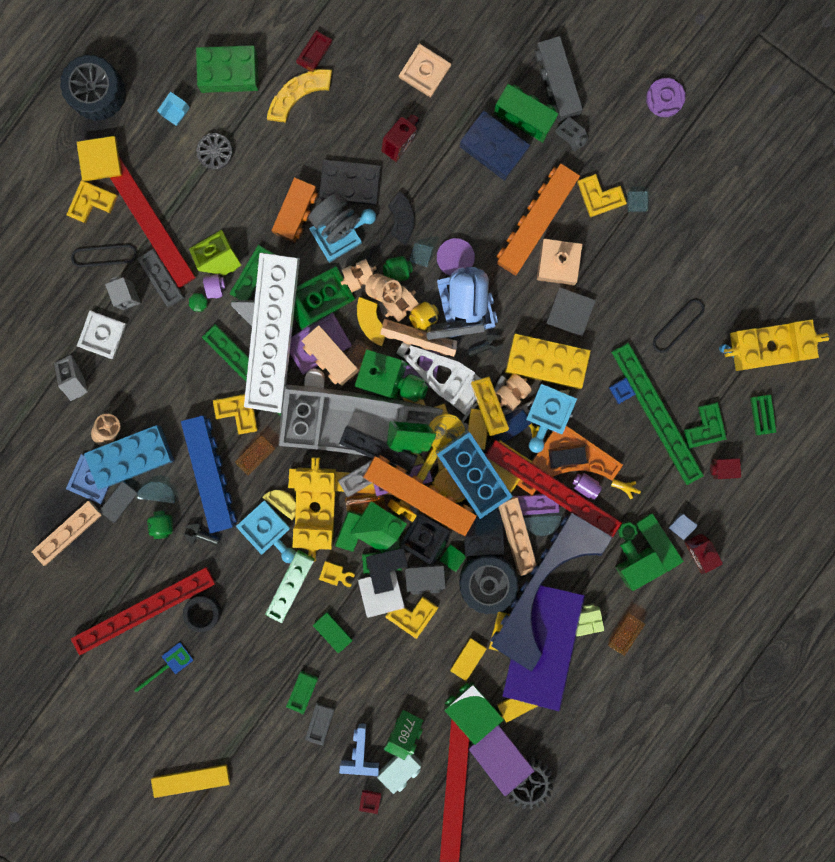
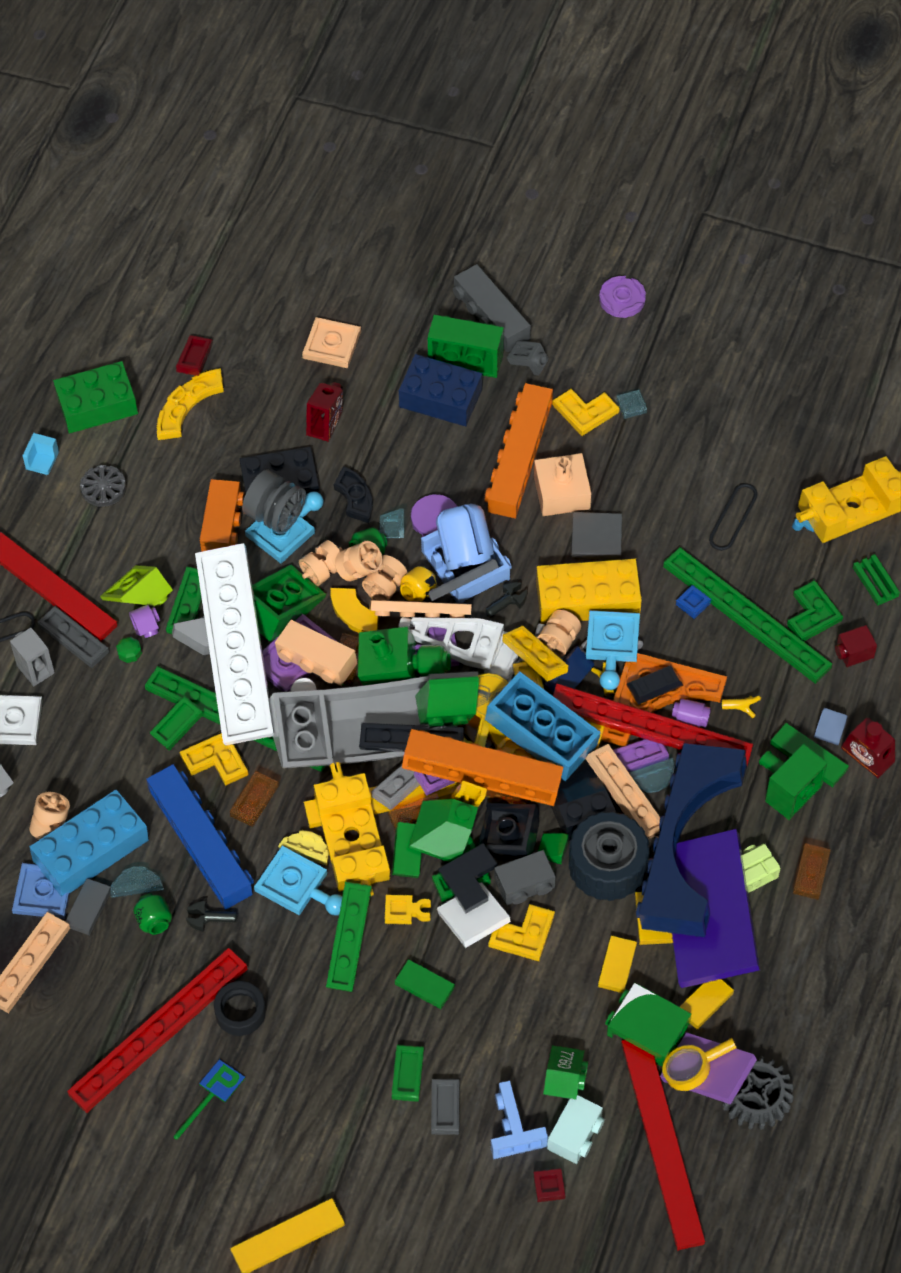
camera: 15 degrees left, 30 degrees down
(216, 376) = (176, 723): none -> green tile
(488, 756) = (690, 1066): none -> piece
(627, 531) = (760, 747): green tile -> none

